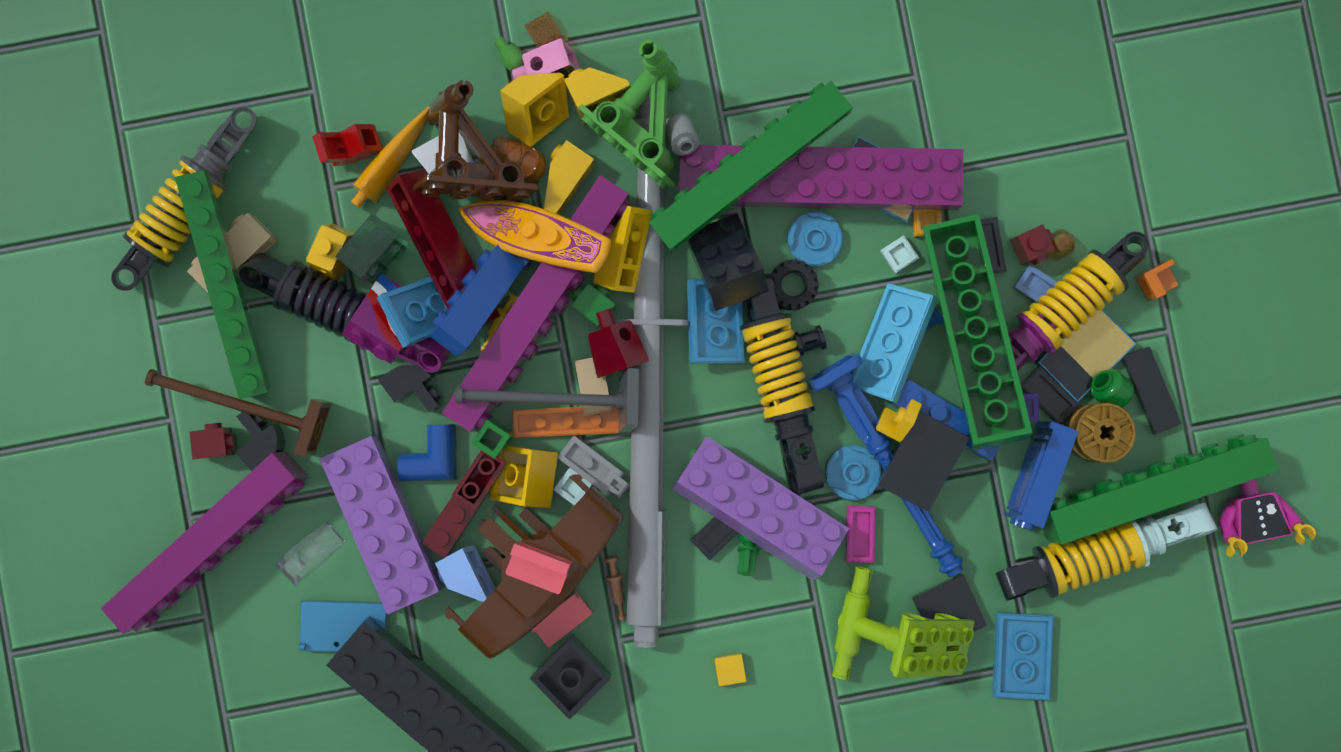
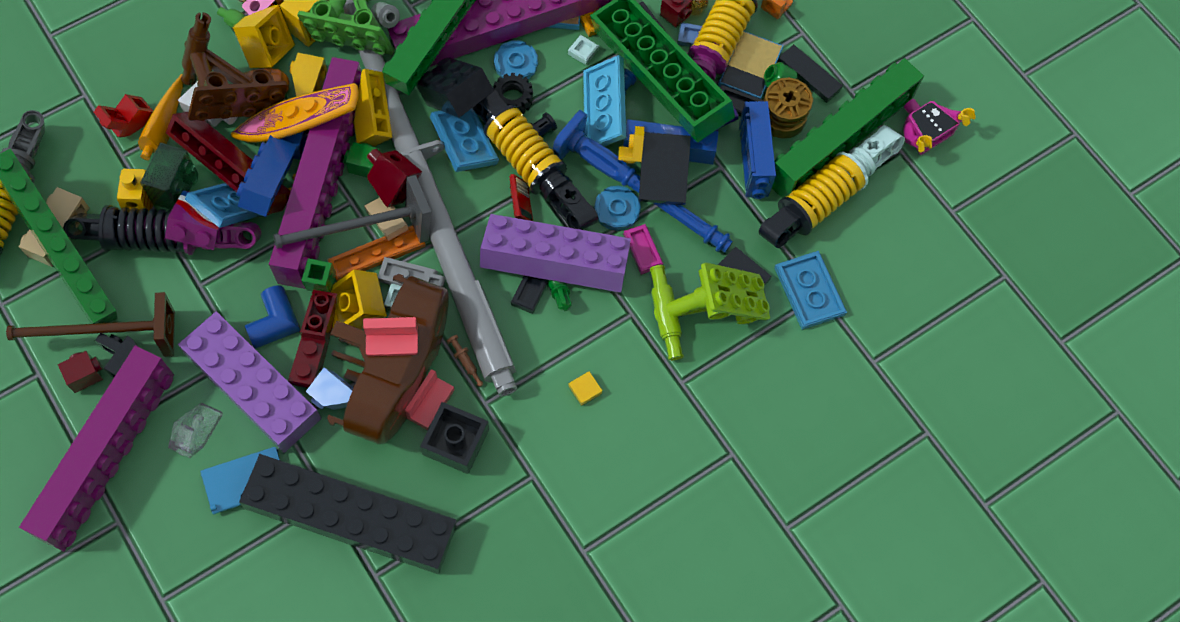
camera: 30 degrees left, 20 degrees down
(408, 379) = (234, 265): black brick -> none
(748, 424) = (520, 198): none -> slope

